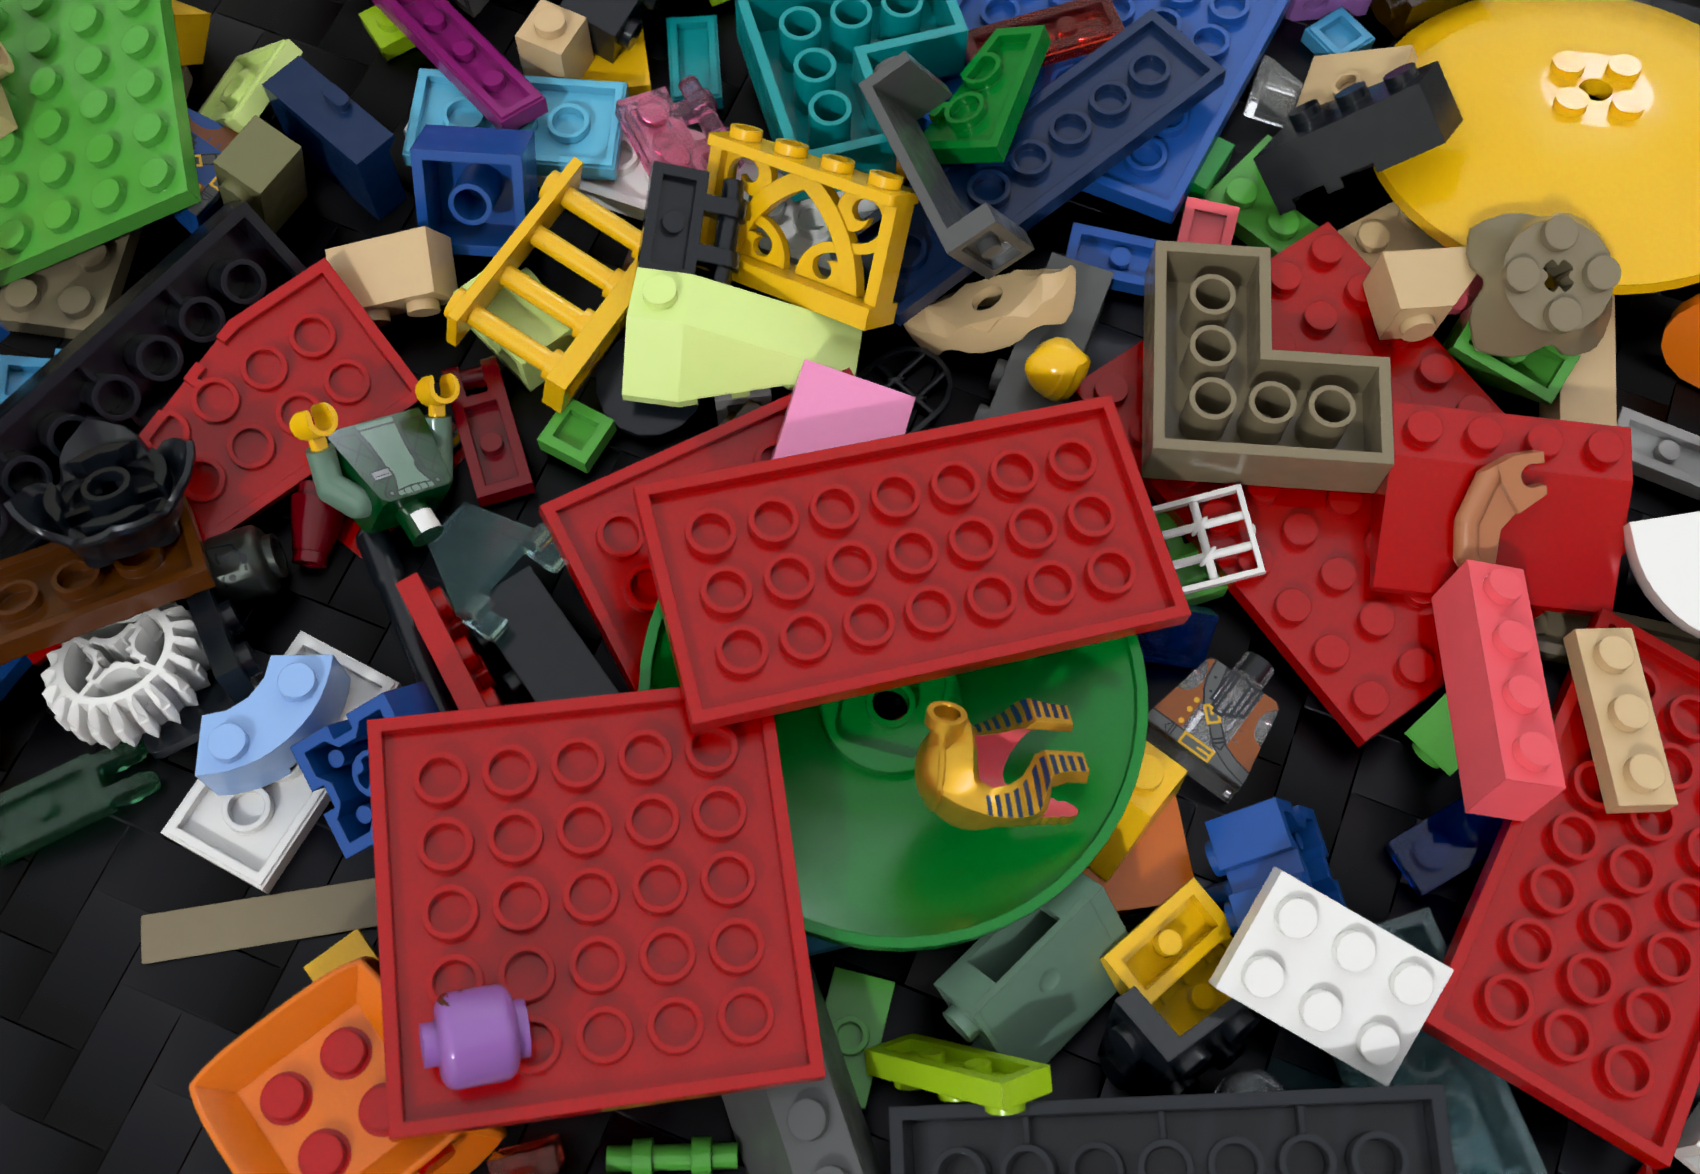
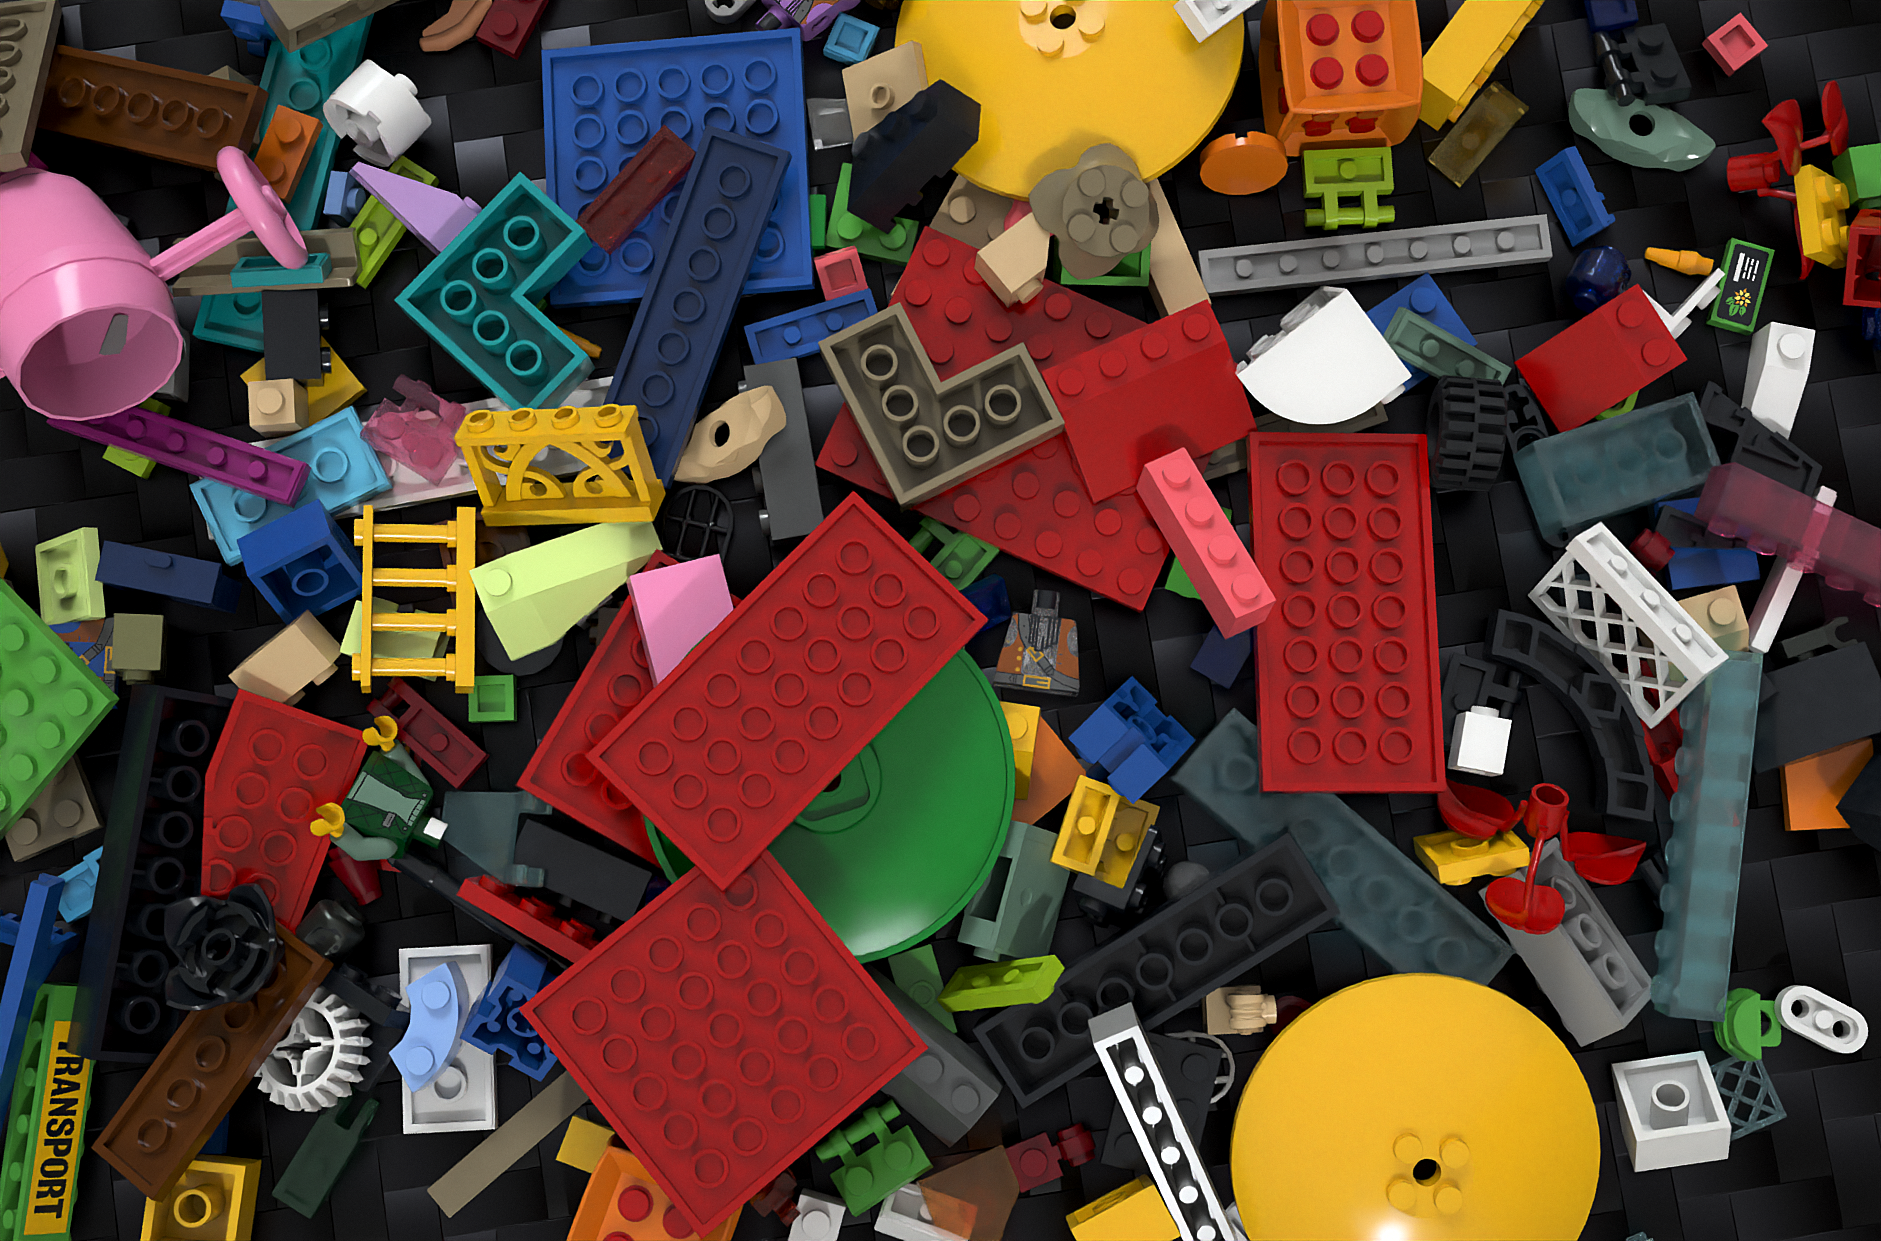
camera: 30 degrees left, 15 degrees up
(476, 1036) = (716, 1156): medium lavender head -> none
(674, 222) = (471, 519): black plate -> none
(694, 51) = (382, 344): teal tile -> none
(899, 96) = (631, 381): dark grey panel -> none
(964, 764) = (904, 811): pearl gold piece -> none
(989, 104) = (633, 282): green wing -> none
(1056, 368) = (800, 466): yellow piece -> none
(1209, 554) = (930, 548): white window -> none
(1330, 976) = (1192, 797): white plate -> none
(1491, 503) = (1141, 411): nougat piece -> none
(1619, 721) = (1293, 512): tan plate -> none

